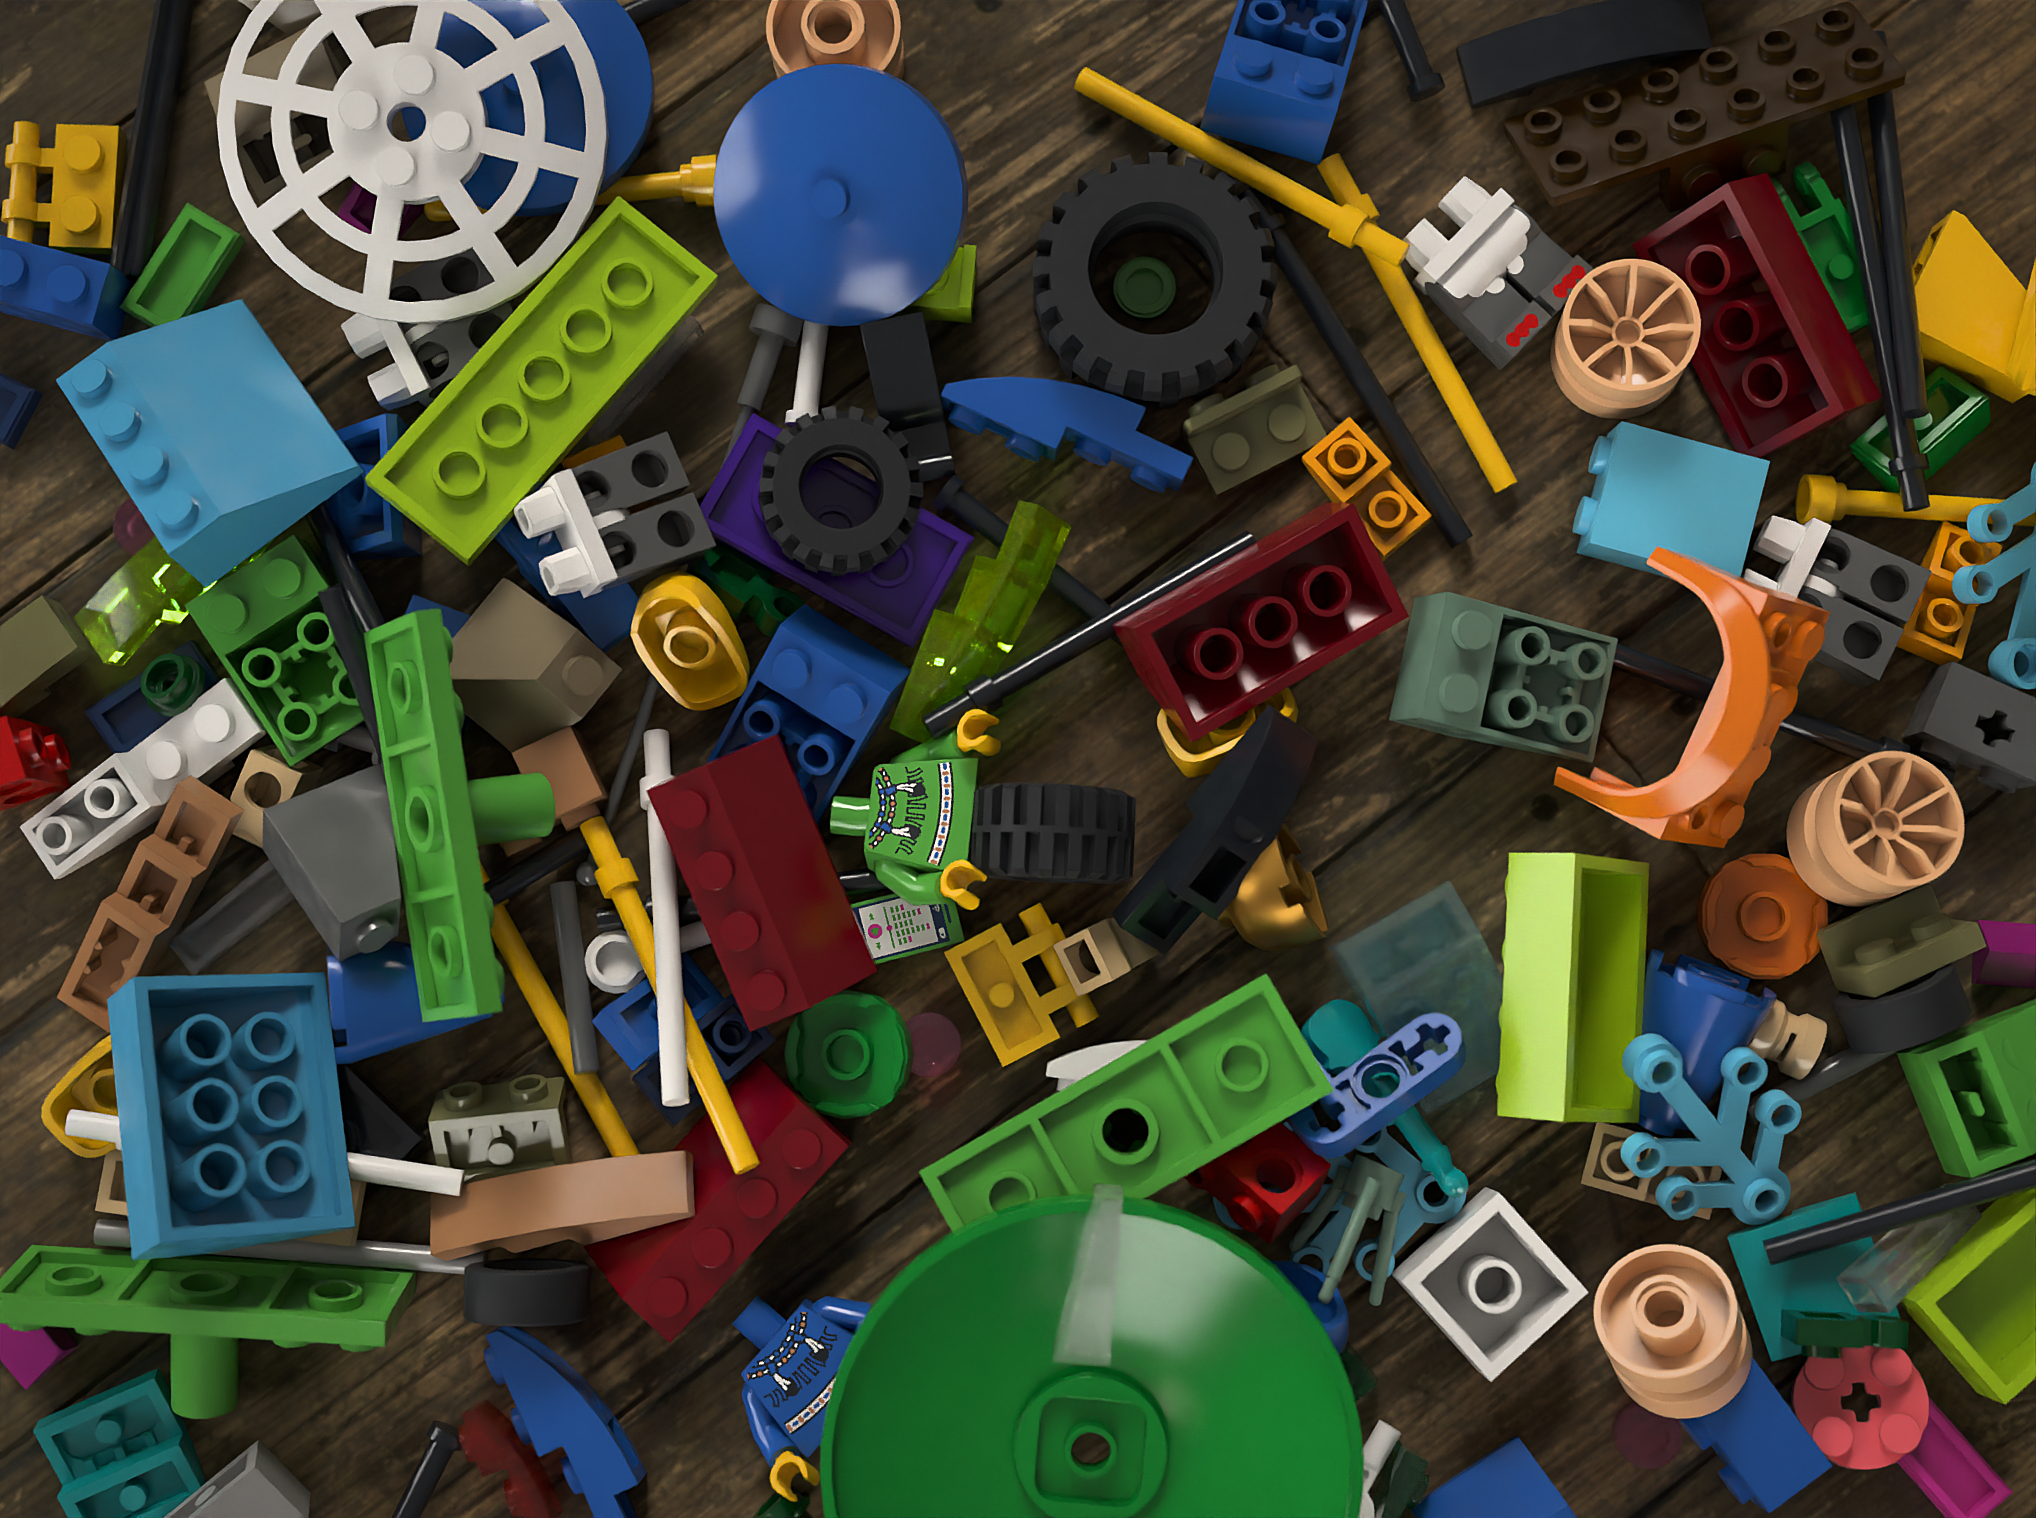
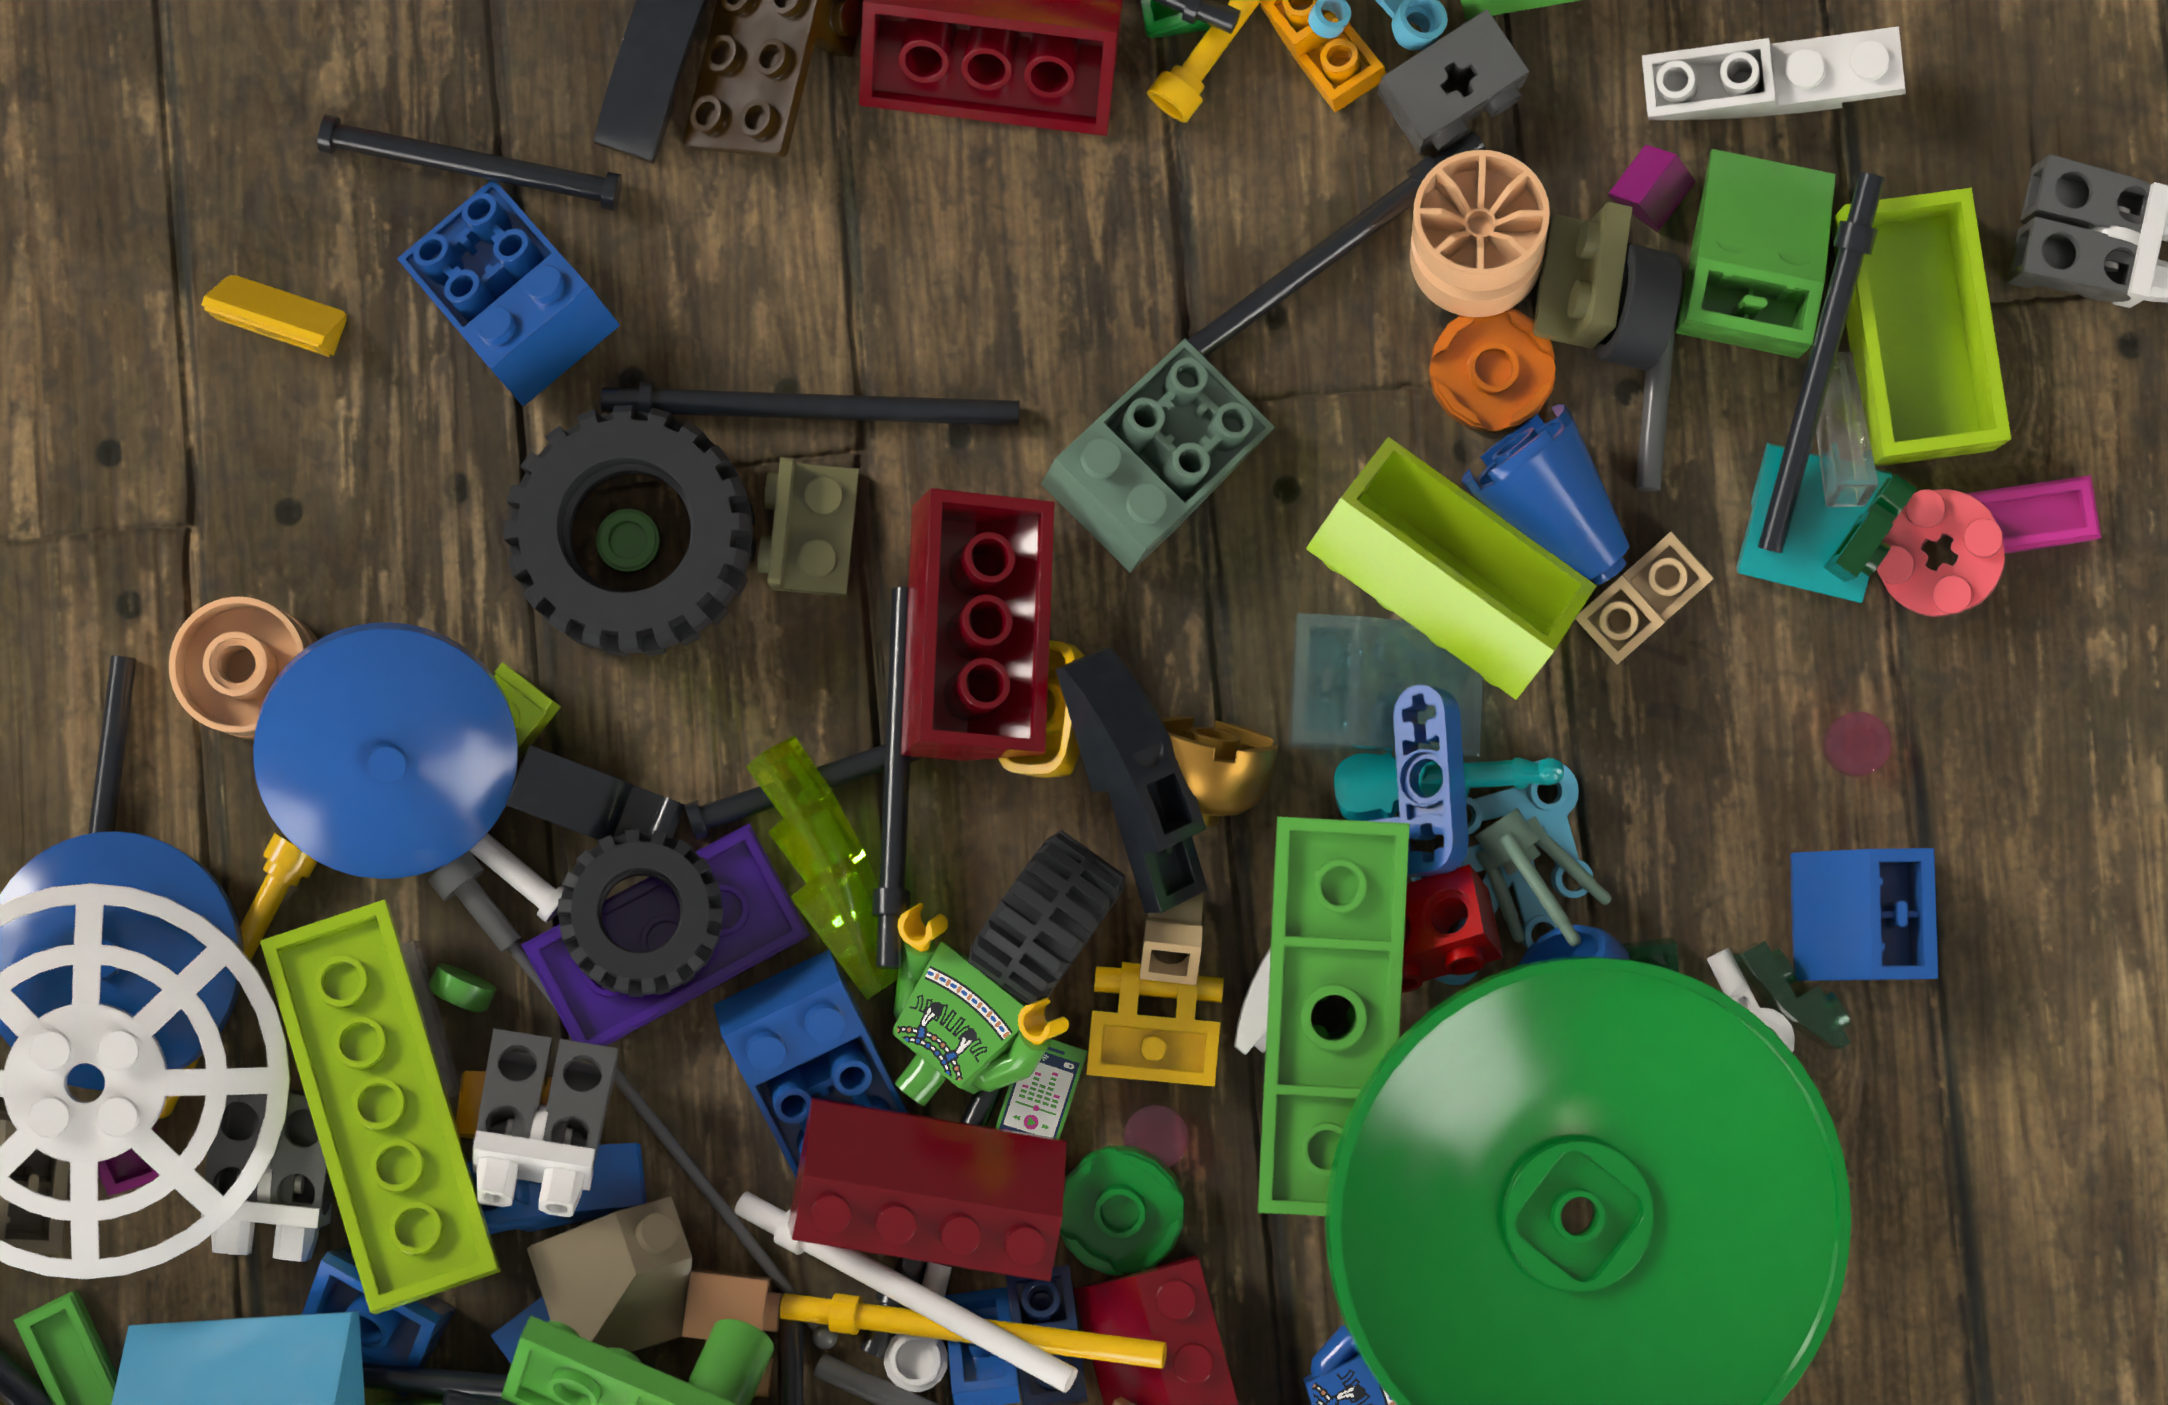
camera: 55 degrees left, 0 degrees up
(686, 388) = (461, 988): none -> bright green tile
(689, 642) = (684, 1123): yellow piece -> none
(746, 588) = (662, 1049): dark green plate -> none
(1043, 413) = (682, 695): blue slope -> none
(1089, 1306) = (1454, 1136): clear piece -> none
(1345, 224) = (686, 337): yellow bar -> none
(1359, 473) = (911, 463): light orange slope -> none
(1424, 335) = (686, 320): yellow bar -> none
(1489, 1283) = (1650, 795): white brick -> none
(1496, 273) = (811, 238): hips -> none
(1625, 338) = (937, 169): light nougat wheel -> none
(1670, 496) = (1101, 221): medium azure brick -> none
(1673, 1331) = (1783, 670): light nougat wheel -> none
(1716, 1140) = (1651, 532): medium azure plant -> none
(1760, 1443) = (1906, 658): blue brick -> none
(1766, 651) = (1276, 233): orange piece -> none
(1790, 1040) = (1607, 417): tan wheel -> none
(1854, 580) = (1263, 139): dark grey hips -> none

